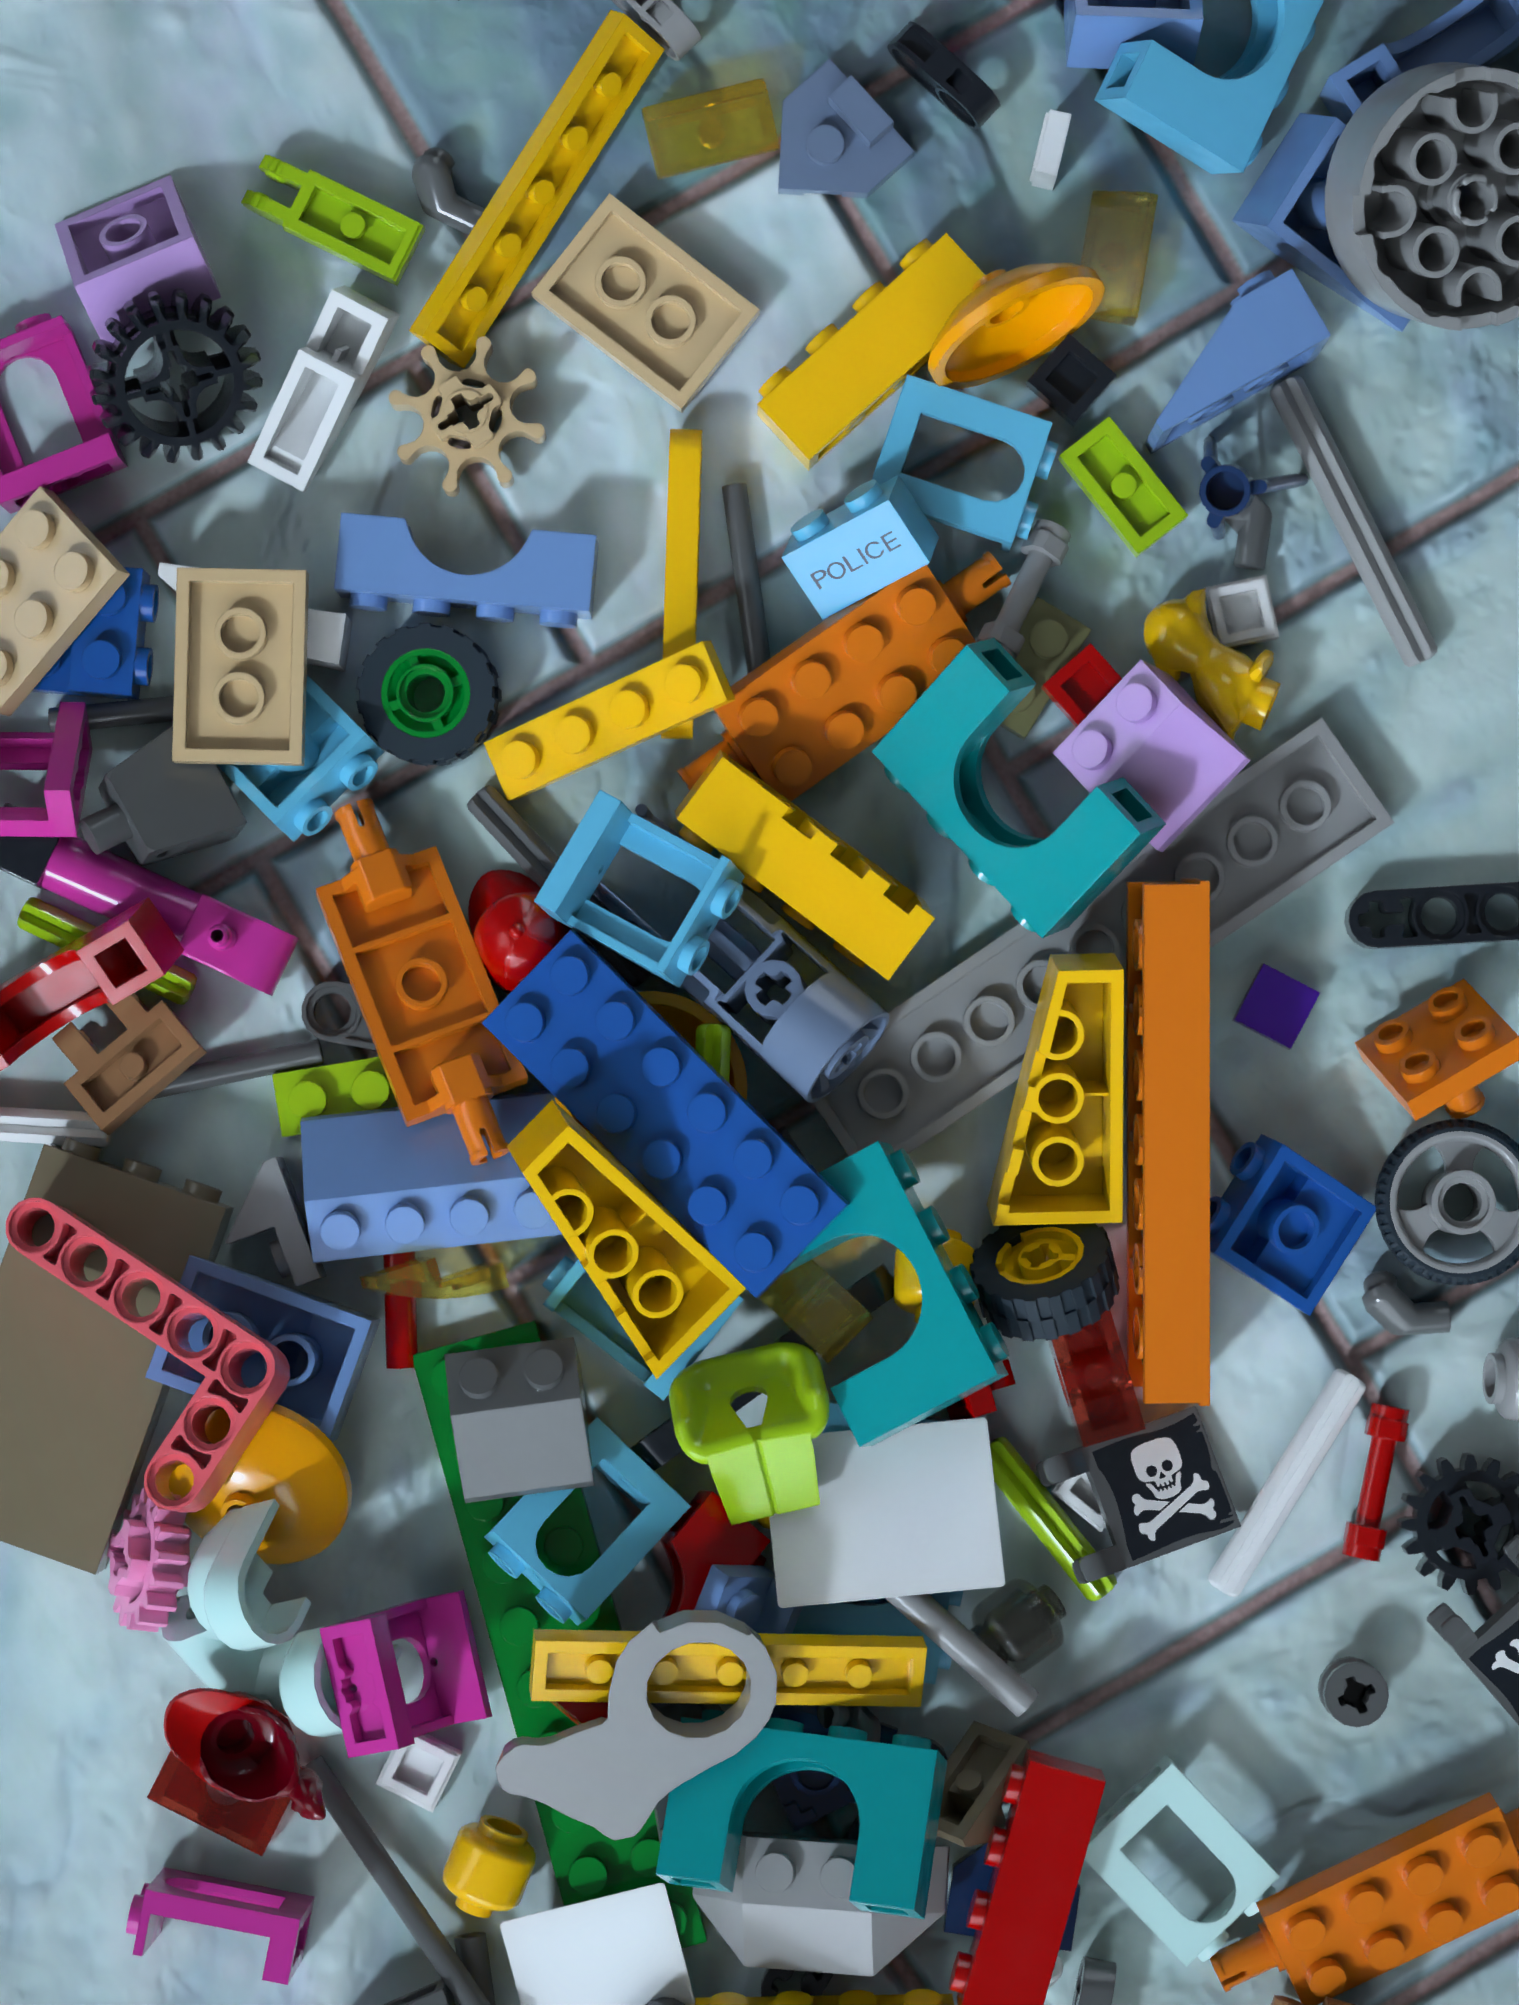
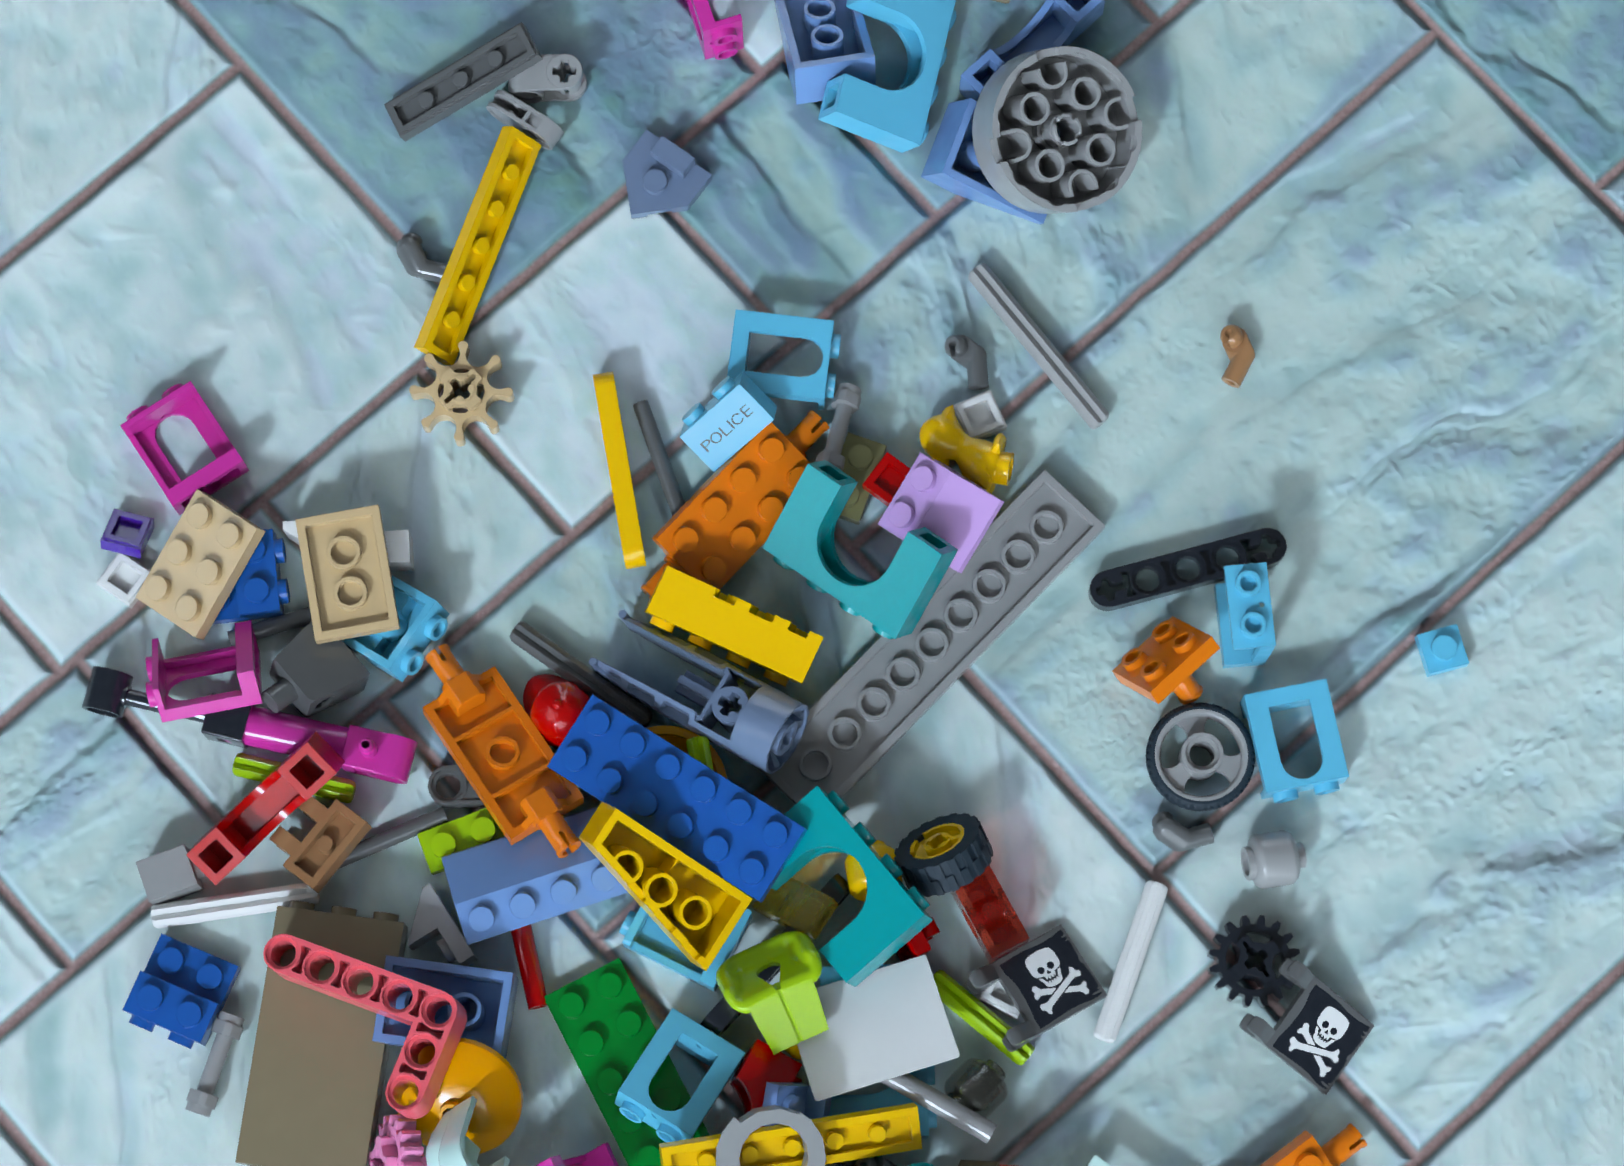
camera: 15 degrees left, 10 degrees down
(133, 249) = (232, 340): lavender slope -> none
(152, 383) = (252, 411): black gear -> none
(323, 387) = (365, 394): white slope -> none
(339, 220) = (355, 289): lime hinge -> none
(389, 689) = (459, 549): black wheel -> none
(423, 1280) = (541, 943): clear yellow slope -> none
(519, 1419) = (622, 1015): slope -> none
(546, 578) = (531, 484): medium blue arch -> none
(588, 856) = (595, 644): medium azure panel -> none
(609, 720) = (590, 562): yellow plate -> none
(645, 303) = (561, 301): tan plate -> none
(710, 128) = (580, 186): clear yellow slope -> none
(869, 356) = (709, 305): yellow brick -> none
(943, 75) = (720, 125): black piece -> none
(1012, 321) = (796, 263): light orange dish -> none
(1050, 149) = (796, 156): white tile -> none
(1067, 1110) = (935, 743): yellow wedge -> none
(1071, 380) = (840, 294): black plate -> none
(1118, 250) = (852, 214): clear yellow slope -> none
(1122, 487) = (887, 353): lime plate -> none
(1168, 1139) = (1003, 749): orange tile -> none
(1231, 488) = (955, 337): dark blue plant -> none
(1258, 343) = (951, 249): medium blue slope -> none
(1276, 1006) = (1056, 658): dark purple tile -> none
(1285, 1222) = (1090, 792): blue plate -> none
(1347, 1680) = (1197, 1091): dark grey wheel -> none
(1364, 1536) = (1187, 911): red bar -> none

